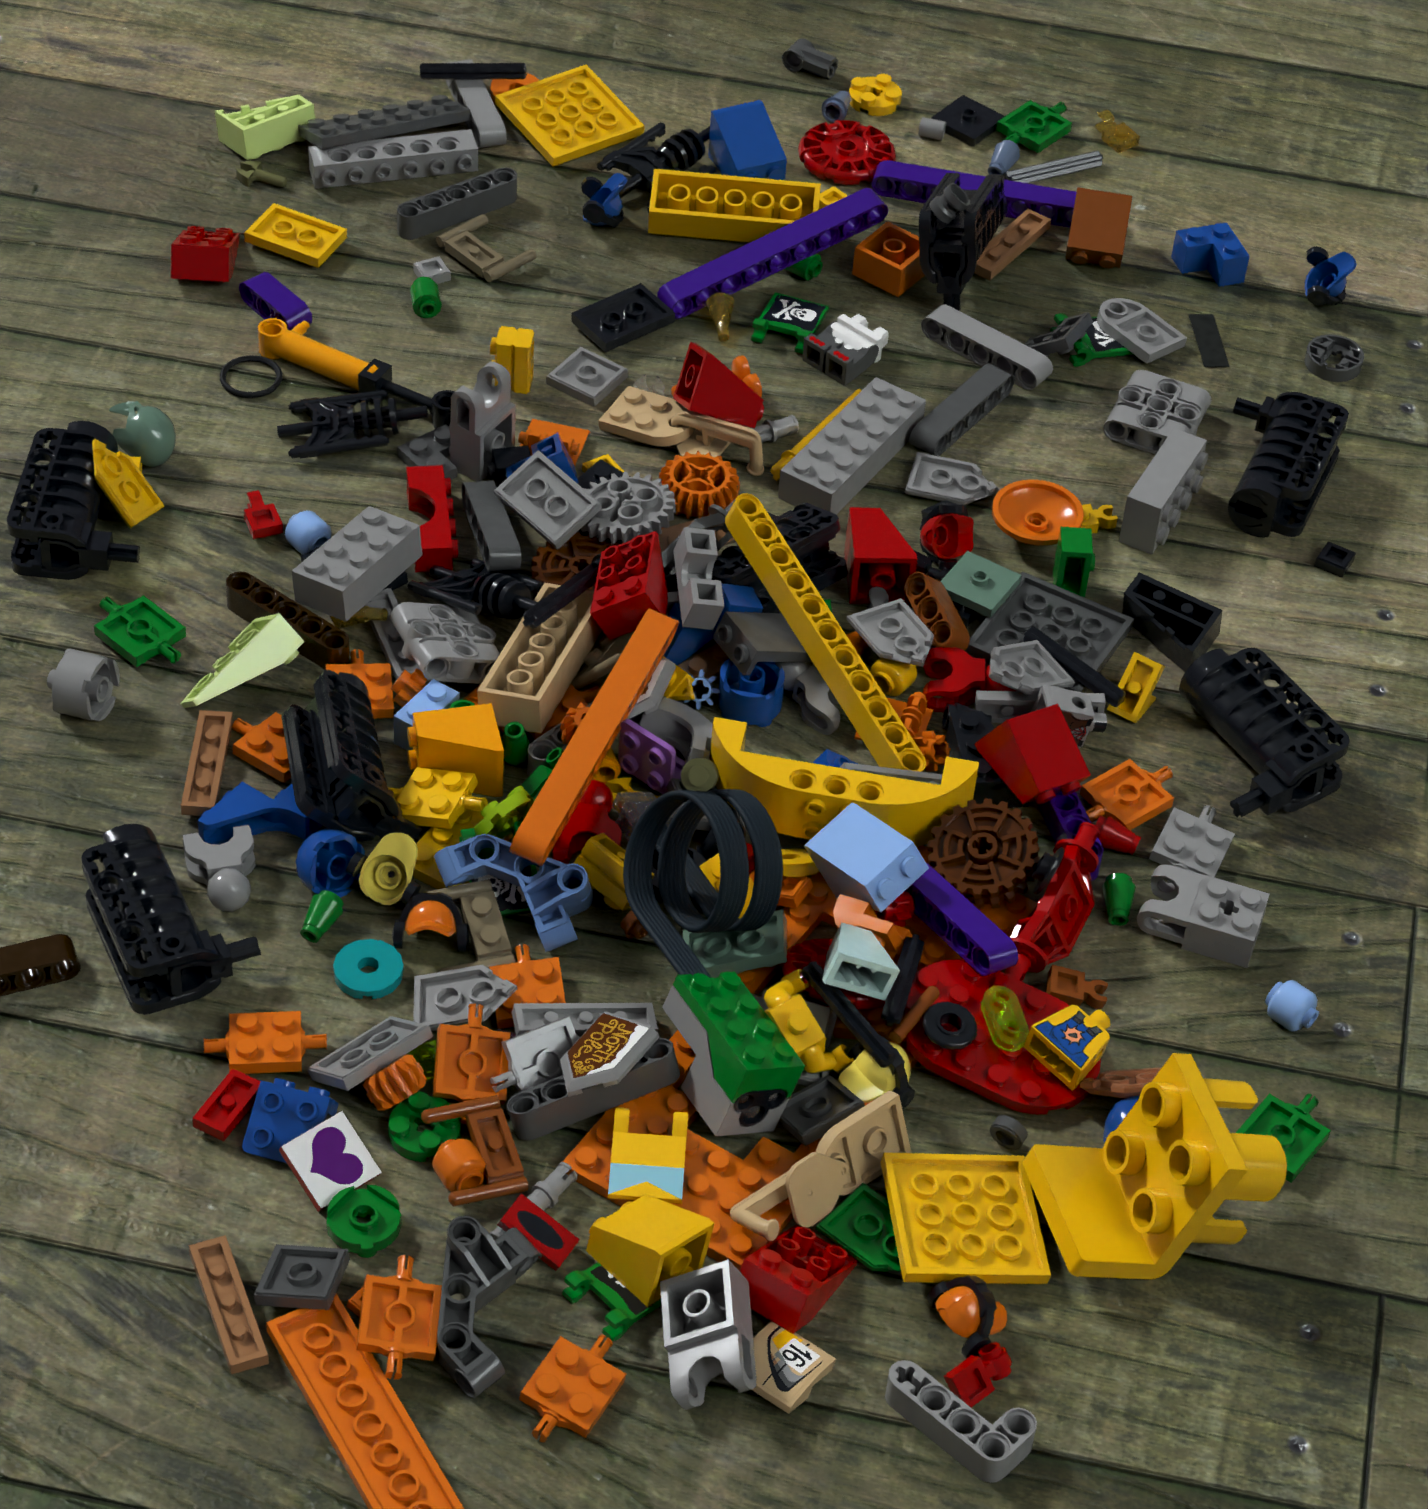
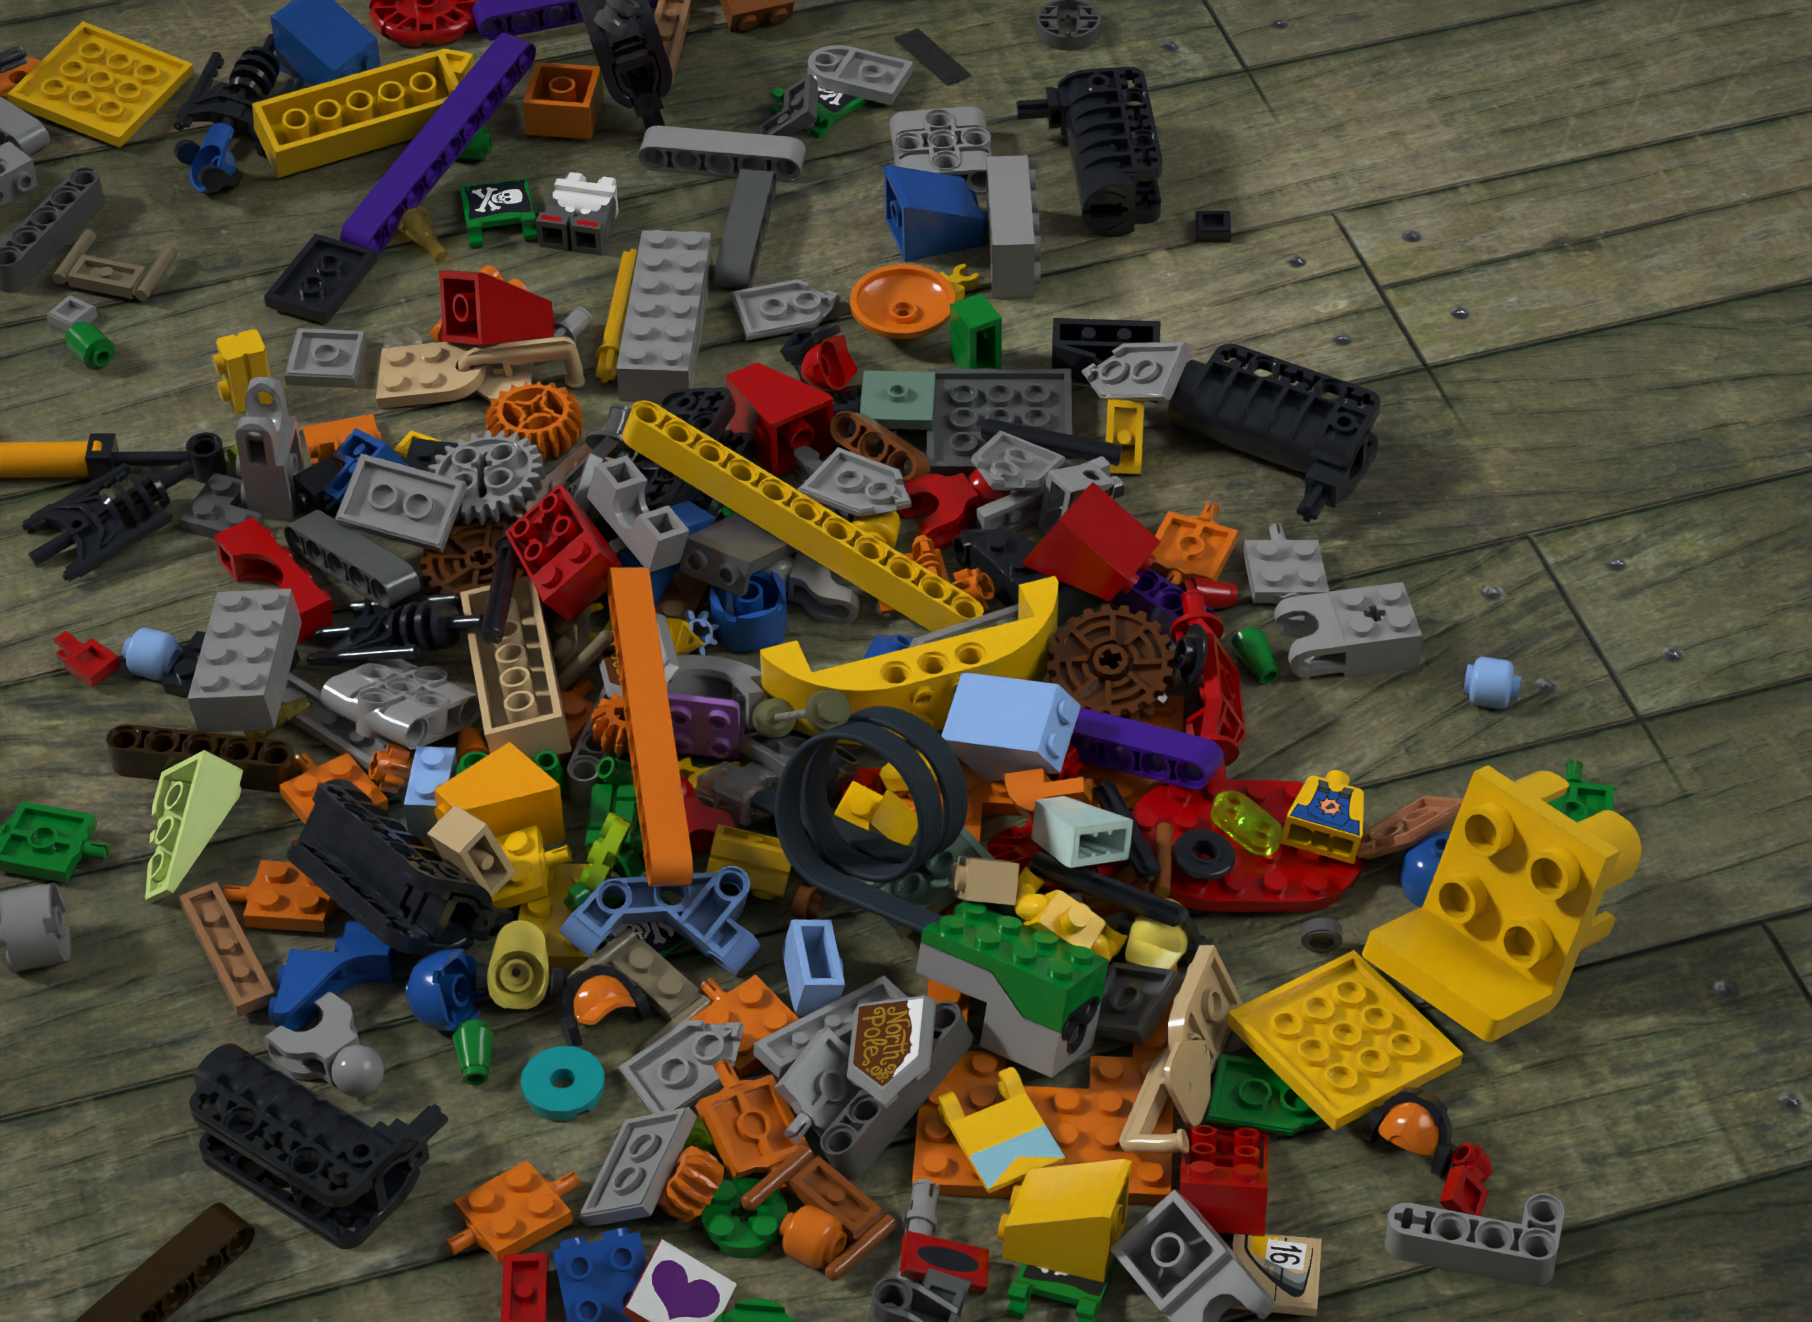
camera: 25 degrees left, 0 degrees up
(405, 769) = (471, 849): none -> tan brick
(602, 968) = (812, 965): none -> light blue brick
(758, 963) = (984, 880): none -> tan brick
(1072, 988) = (1275, 763): dark orange plate -> none
(1110, 453) = (931, 213): none -> blue slope
(1175, 641) = (1139, 371): none -> light grey tile

